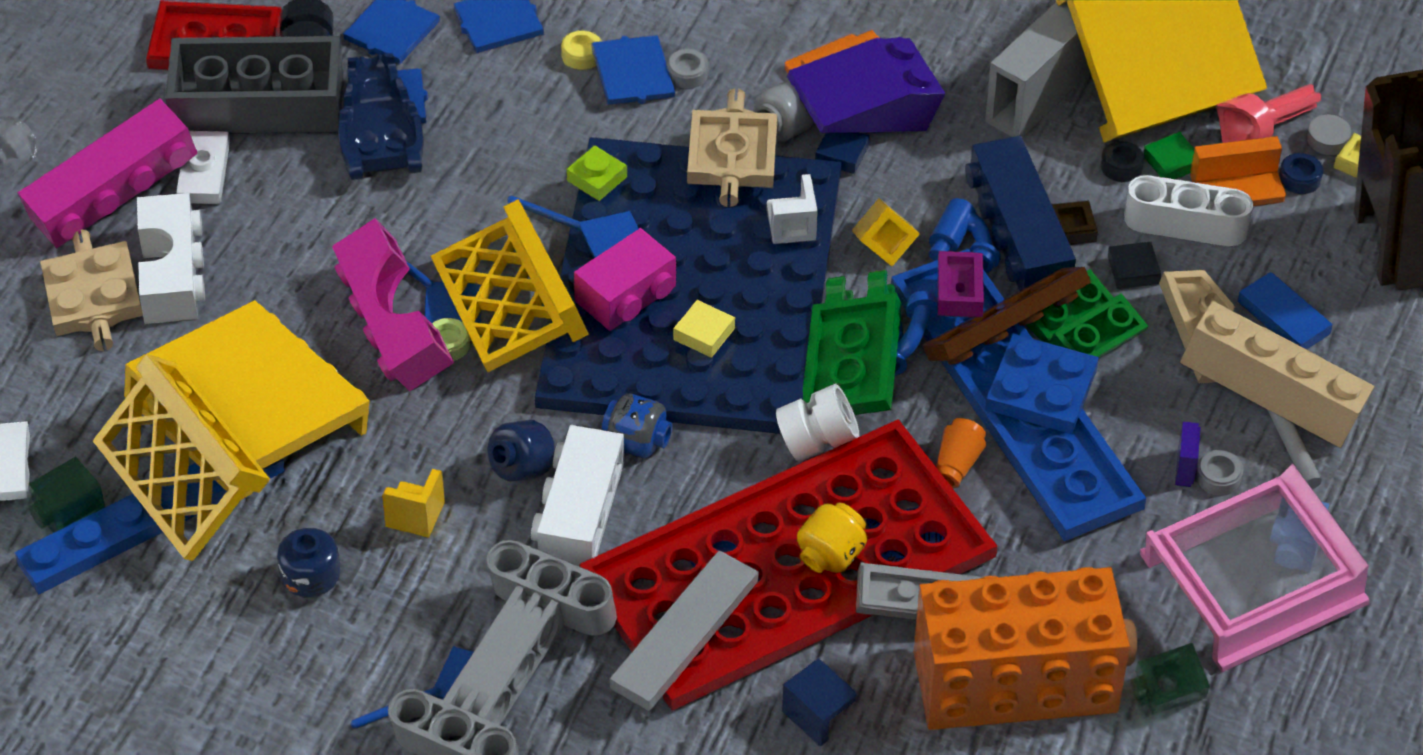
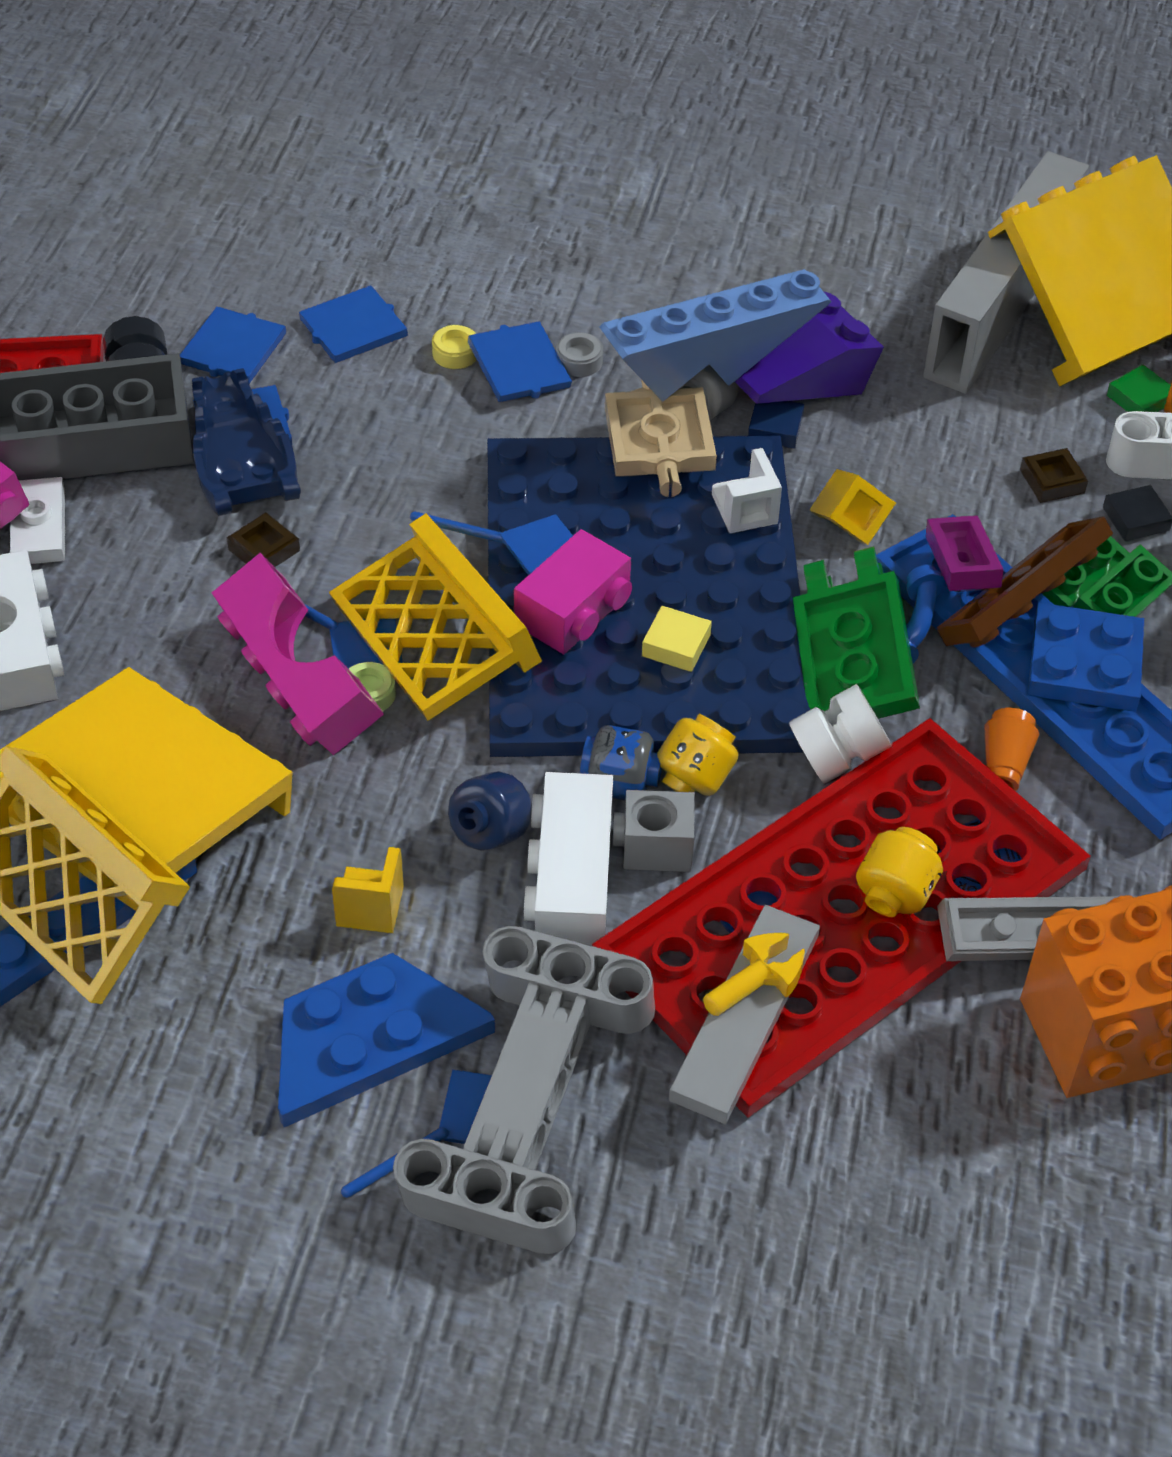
camera: 10 degrees left, 0 degrees up
(308, 562) = (251, 986): dark blue head -> none
(386, 205) = (265, 537): none -> dark brown tile
(394, 609) = (368, 1031): none -> blue wing
(596, 173) = (508, 475): lime plate -> none
(652, 482) = (656, 830): none -> light grey brick
(698, 427) = (697, 756): none -> yellow head
(699, 600) = (758, 951): none -> yellow bar
(796, 67) = (717, 329): none -> medium blue slope
(816, 698) = (930, 1081): dark blue panel -> none
(952, 227) = (924, 494): blue plant -> none
(1018, 211) = (997, 469): dark blue brick -> none
(1122, 161) = (1088, 403): black tile -> none

